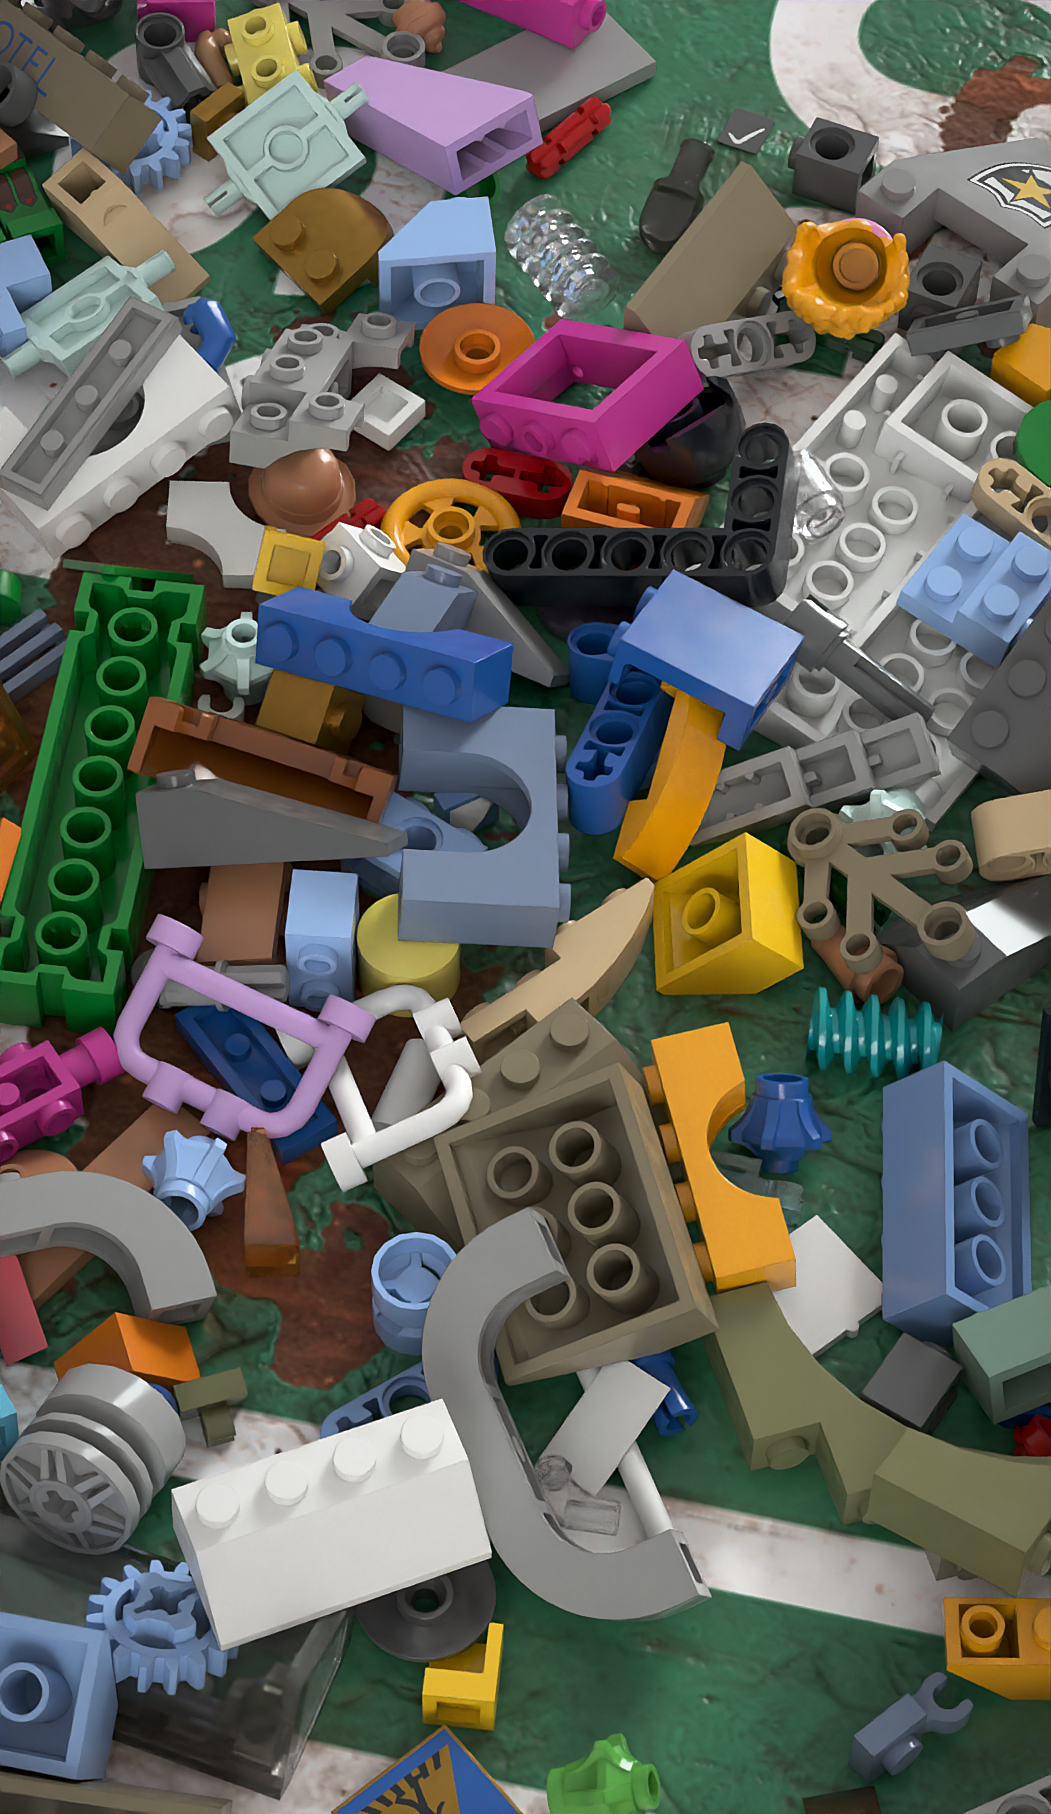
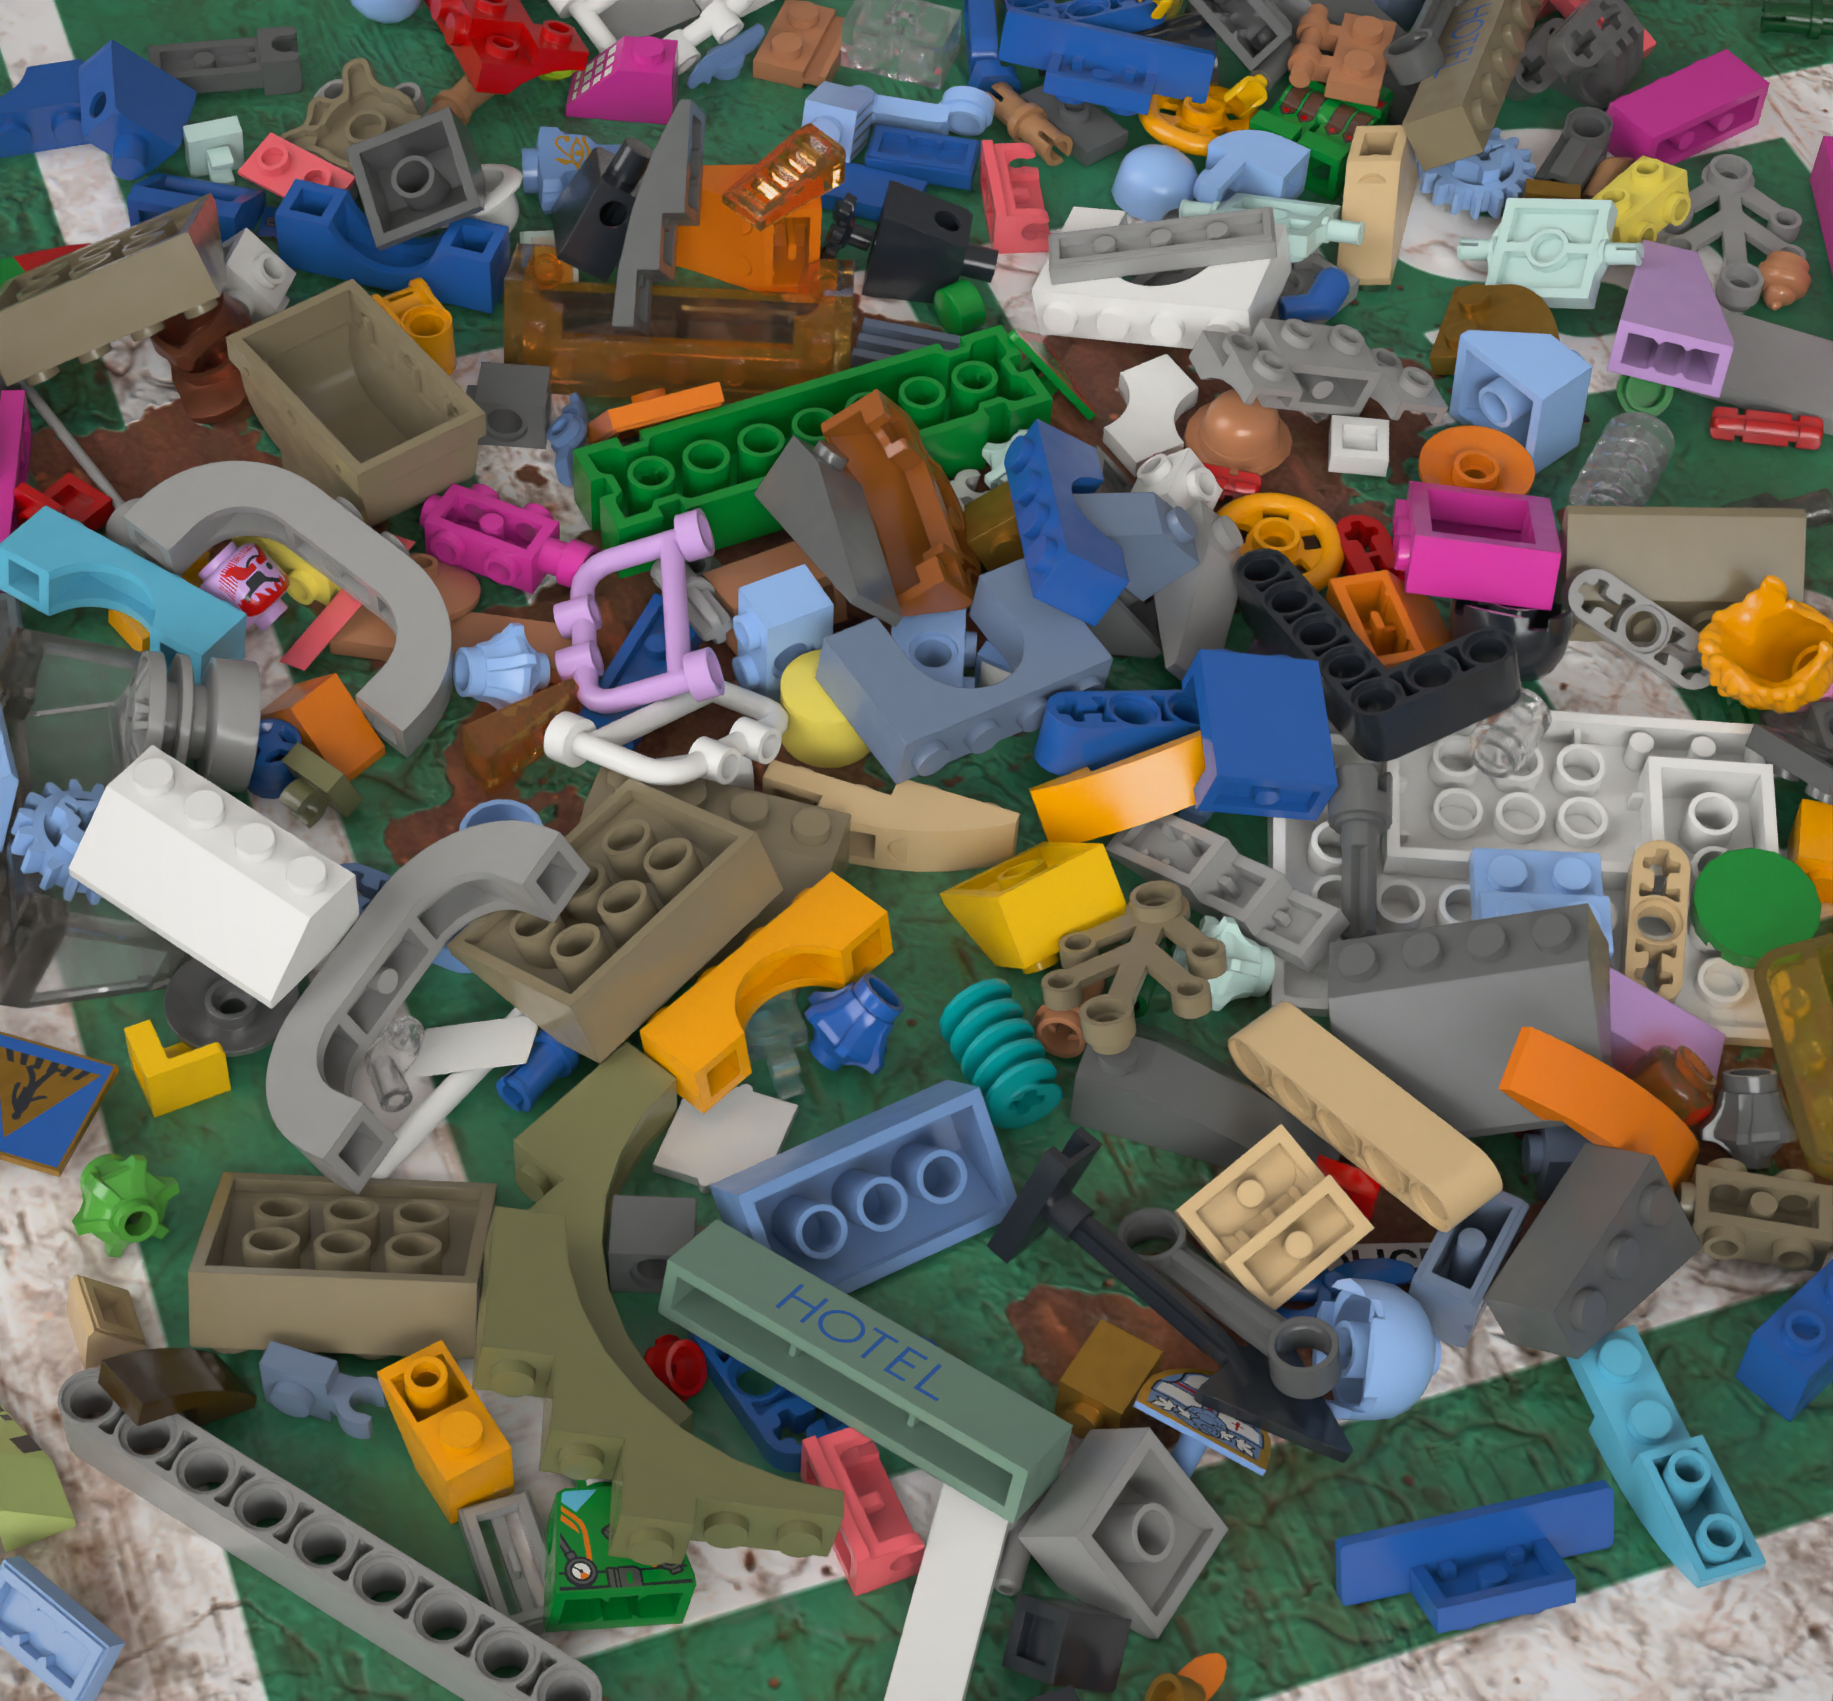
camera: 55 degrees right, 5 degrees down
(286, 562) = (1124, 441): yellow panel -> none
(788, 1647) = (340, 1267): none -> dark tan slope

